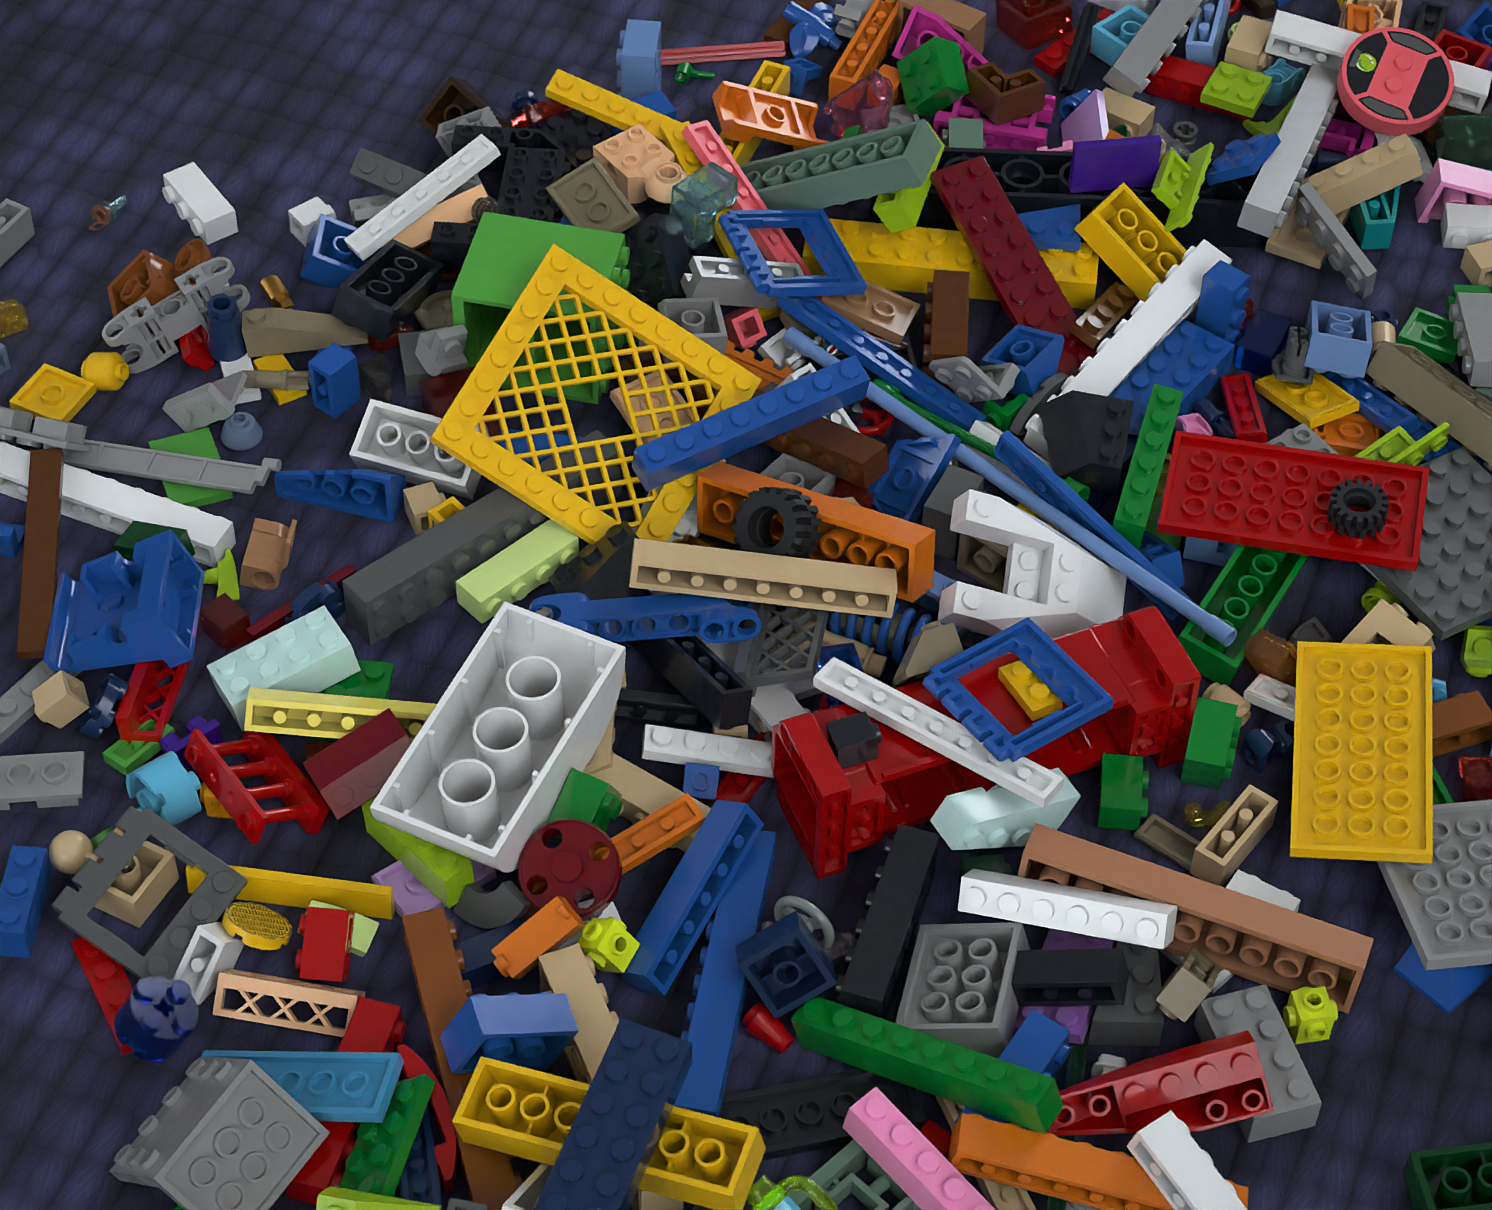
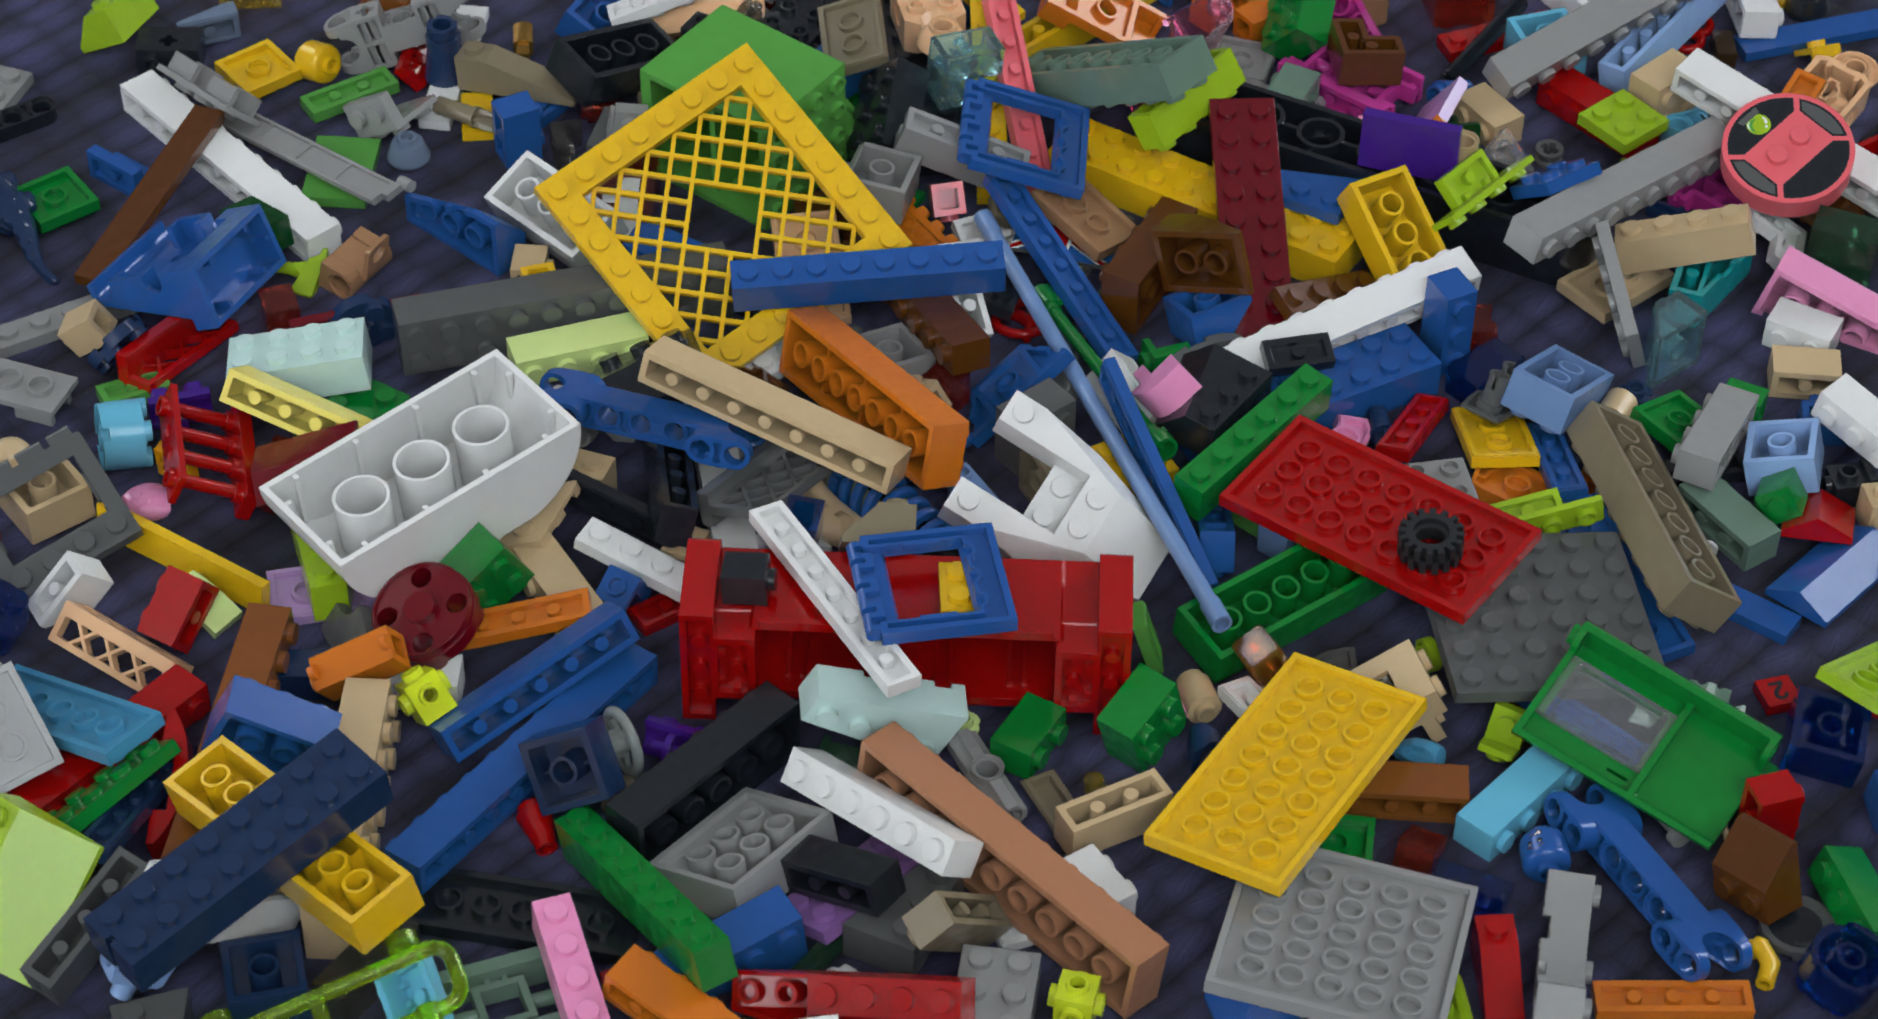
camera: 25 degrees right, 5 degrees down
(152, 393) = (329, 100): none -> bright green plate
(224, 844) = (148, 501): none -> bright pink piece
(257, 925) = (128, 573): yellow tile -> none
(798, 518) = (825, 370): black tyre -> none
(838, 904) = (665, 735): none -> dark purple hips
(975, 382) = (1134, 319): light grey bracket -> none
(1009, 313) = (1201, 256): none -> reddish brown slope
(1057, 441) = (1165, 387): none -> bright pink brick
(1106, 833) = (985, 771): none -> light grey piece
(1130, 375) = (1290, 353): none -> black plate
(1391, 257) = (1673, 337): none -> clear light blue slope

